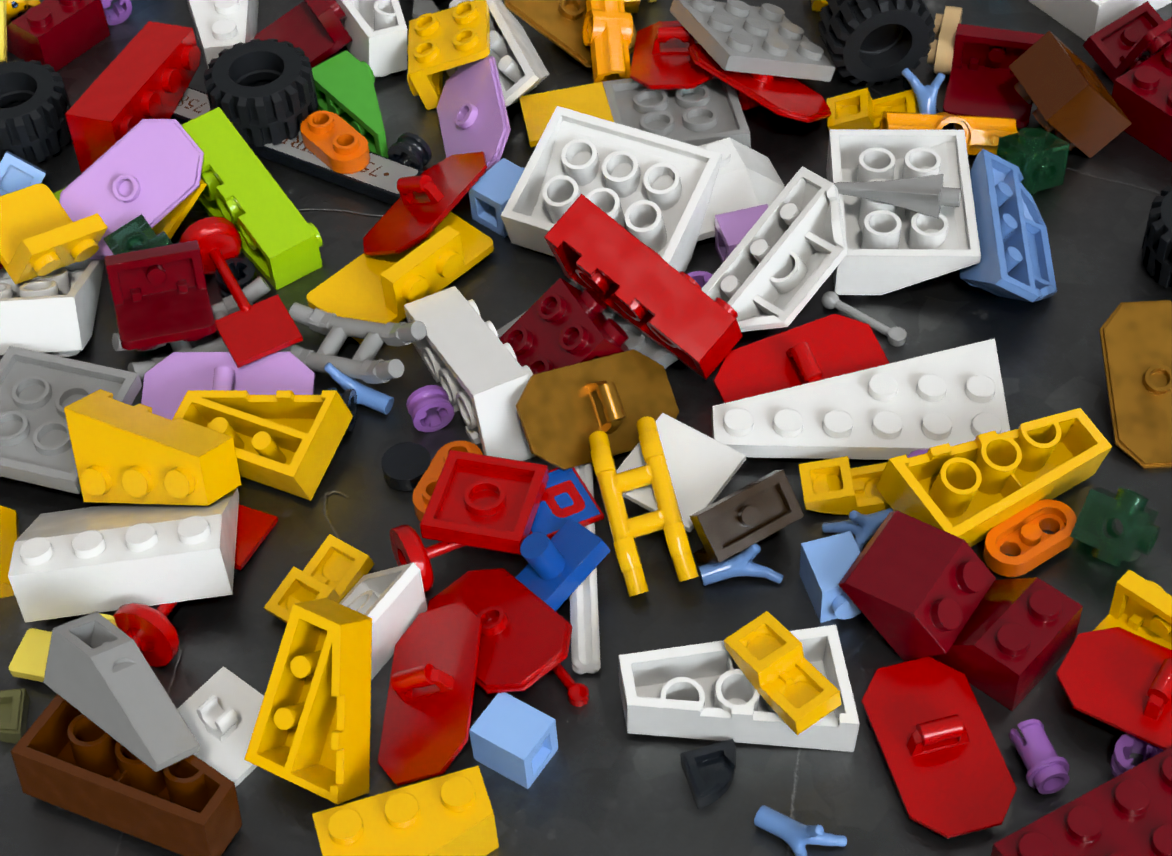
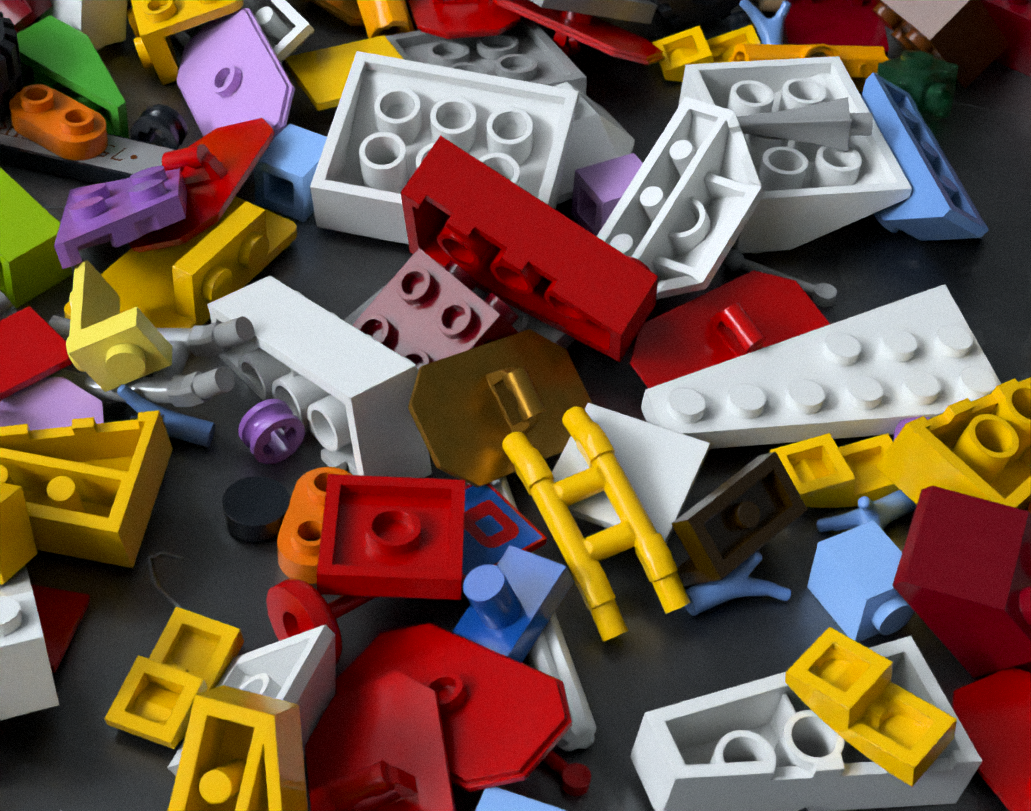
camera: 20 degrees left, 5 degrees down
(320, 326) = (110, 343): none -> light yellow bracket
(354, 224) = (120, 211): none -> medium lavender wing

